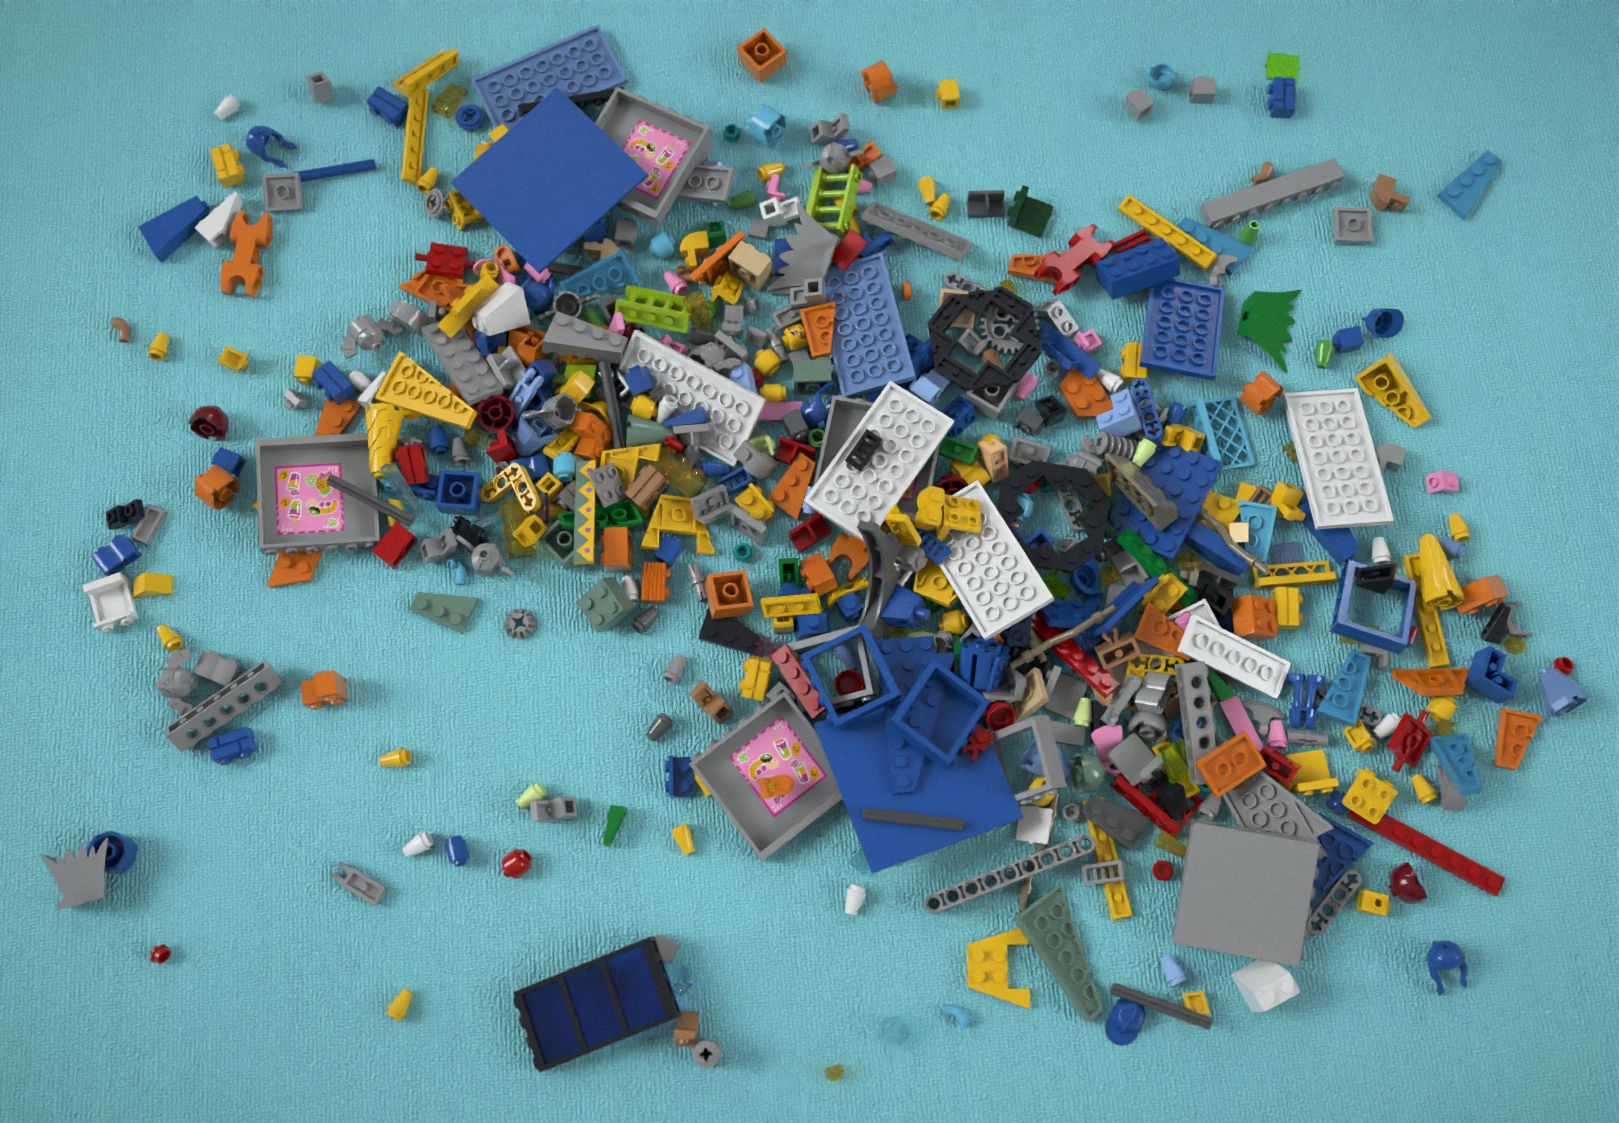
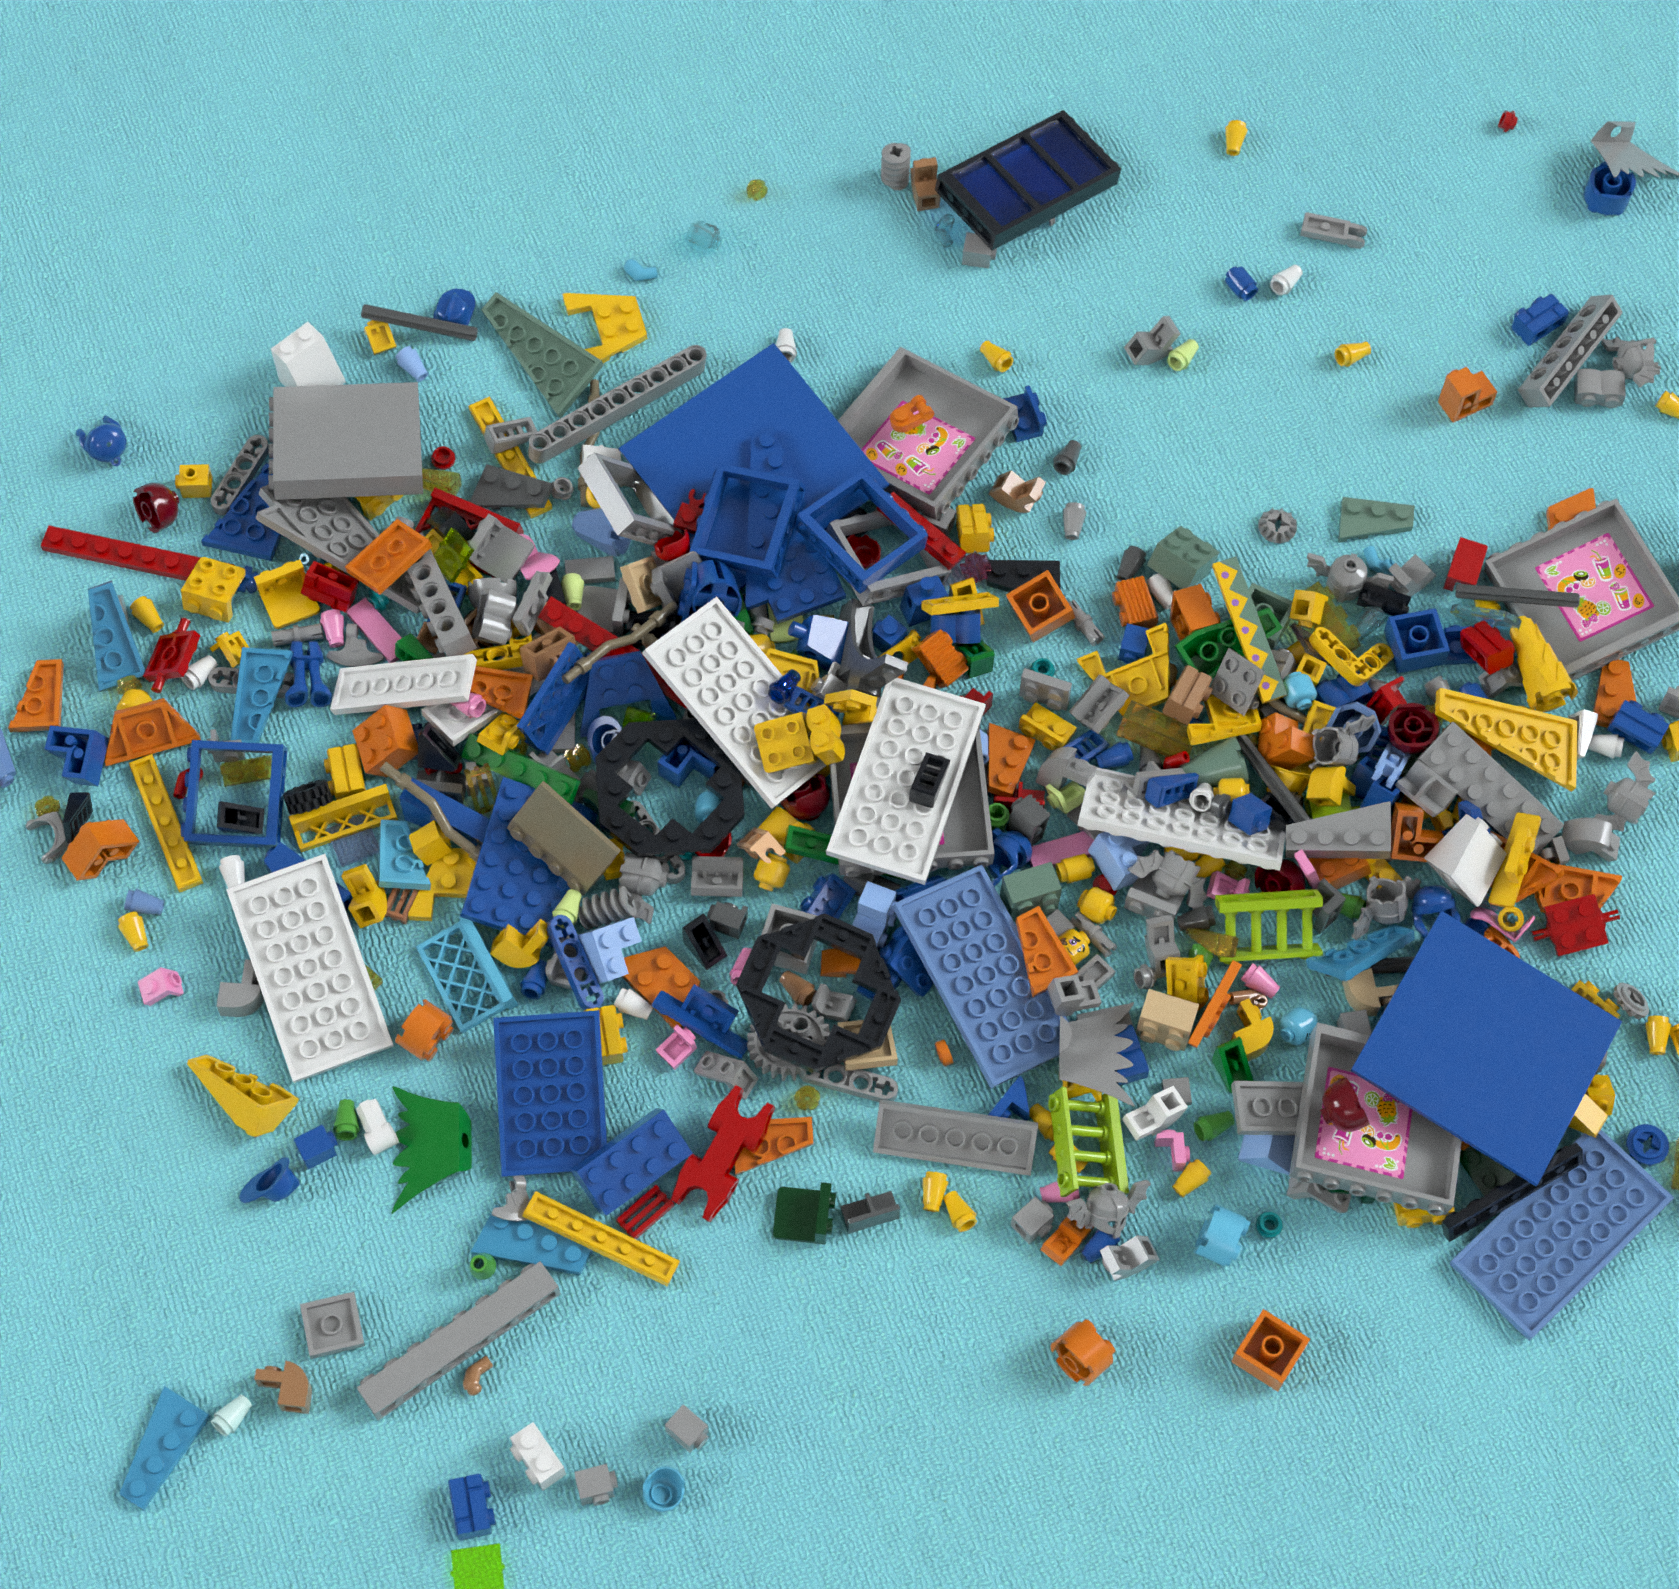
camera: 160 degrees right, 10 degrees down
(516, 863) = (1170, 286): red head -> none
(614, 821) = (1081, 355): green slope -> none
(663, 150) = (1343, 1107): none -> dark red cylinder
(756, 337) = (1123, 934): light grey tile -> none
(848, 250) = (1040, 1077): red panel -> none
(913, 819) = (743, 407): dark grey axle -> none
(948, 94) = (976, 1371): yellow brick -> none
(948, 560) = (783, 688): none -> clear blue cone
(1087, 772) = (552, 526): sand green cylinder -> none
(1235, 113) = (537, 1456): none -> white brick
(1303, 338) = (378, 1131): none -> white piece
(1323, 598) = (307, 797): none -> black tyre
(1425, 187) = (231, 1415): none -> light aqua cone
(1437, 576) = (157, 844): yellow cone -> none

